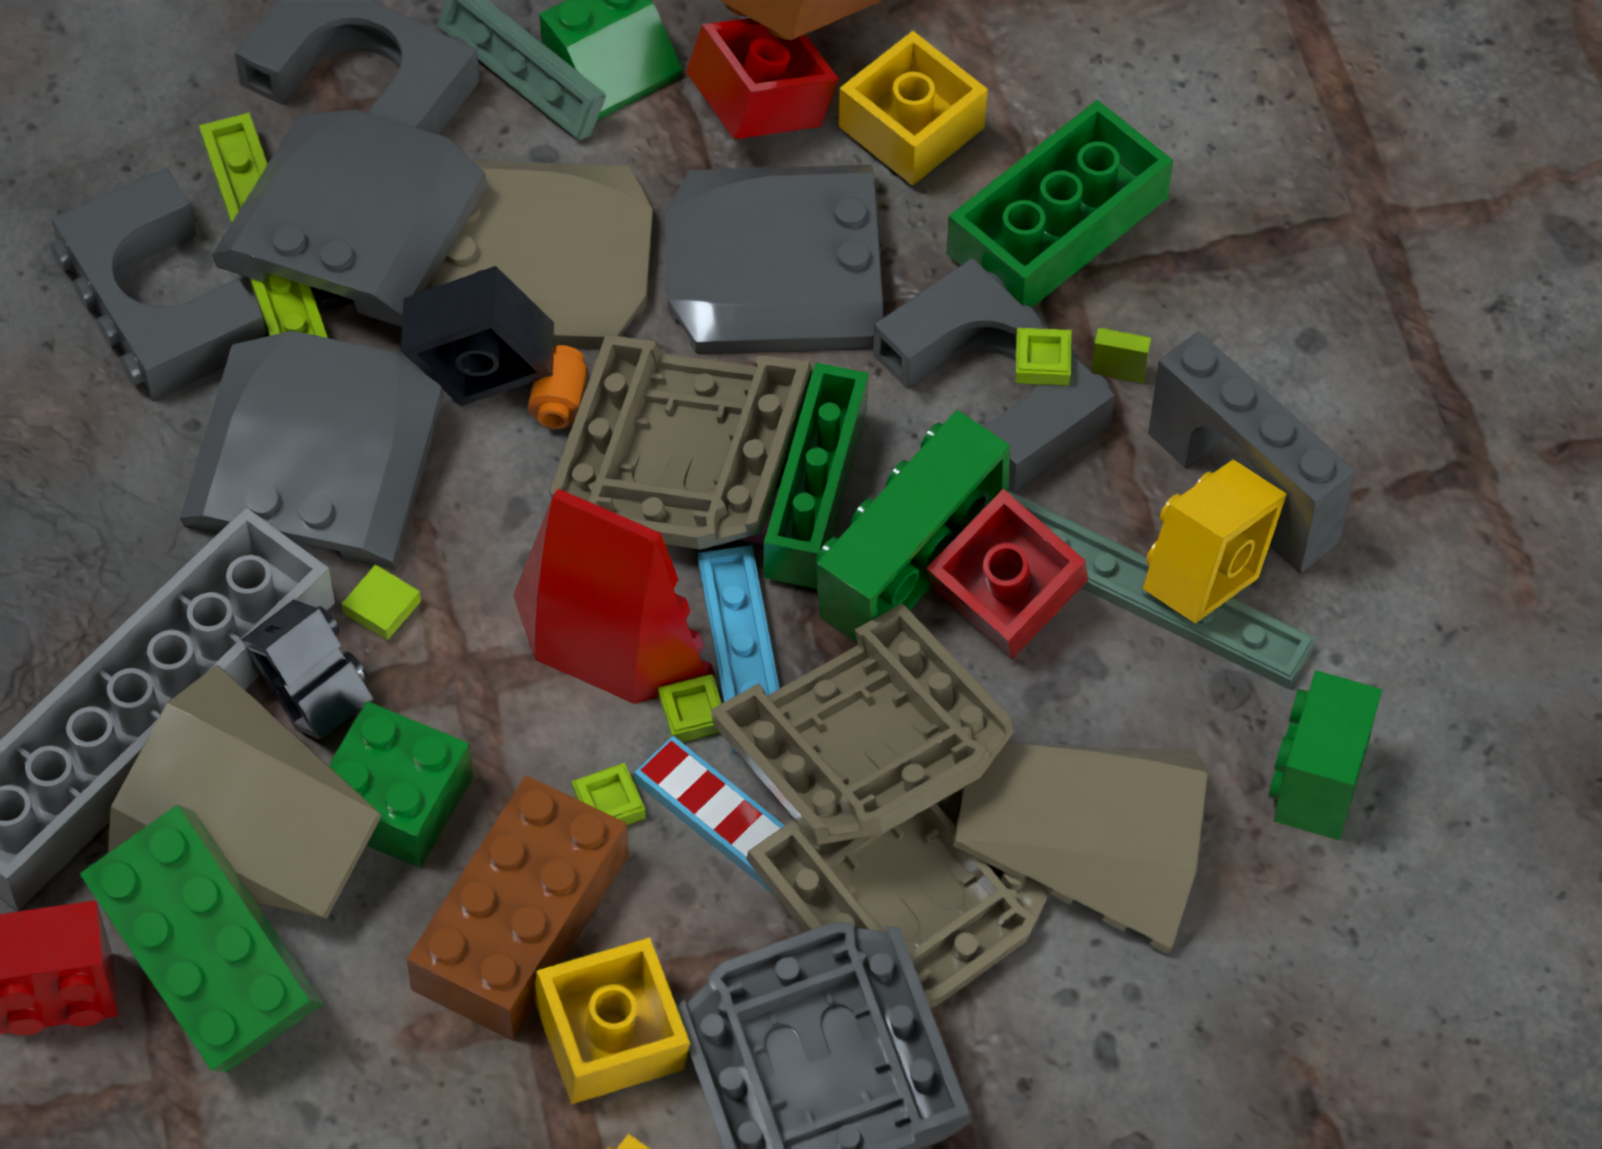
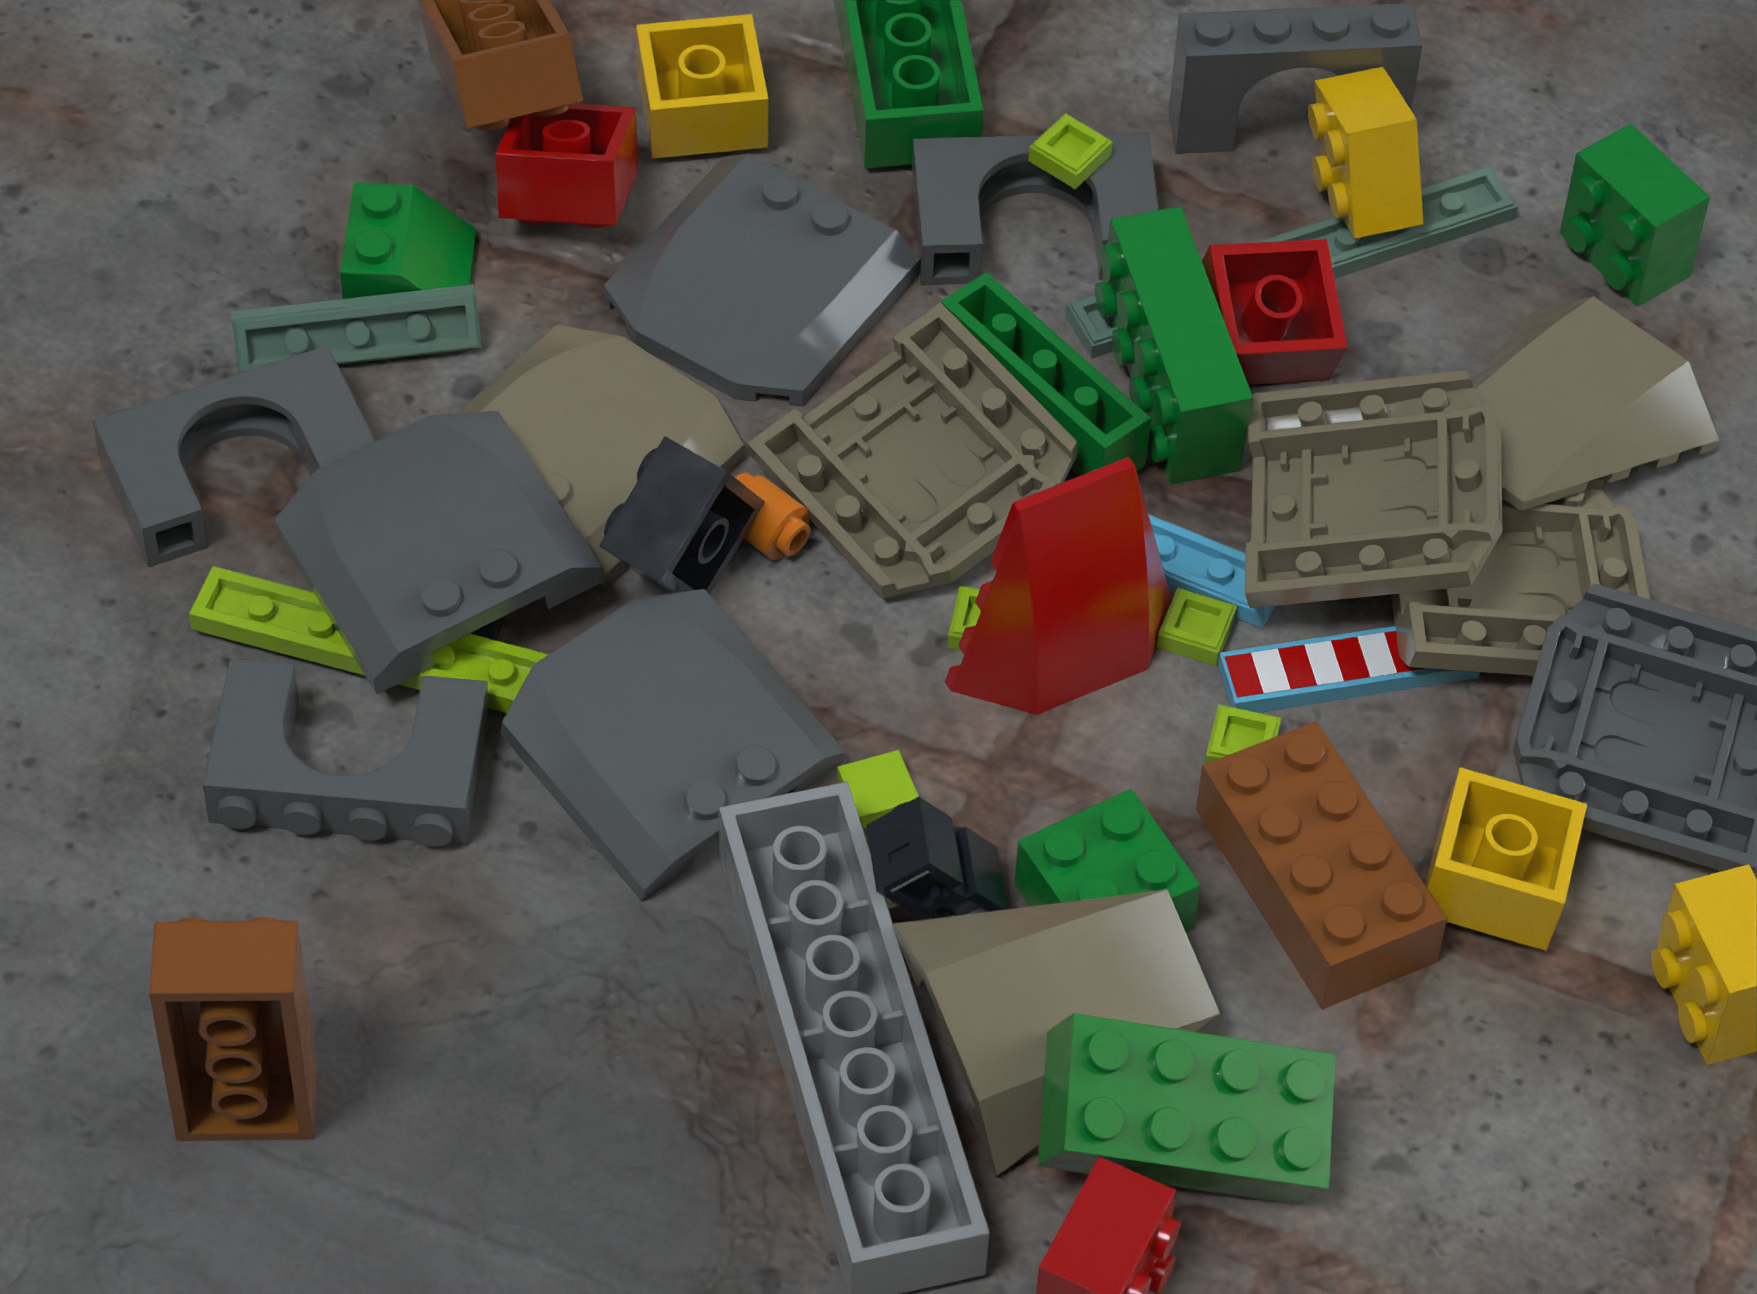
camera: 55 degrees left, 5 degrees down
(1121, 355) = (1099, 105): lime tile -> none

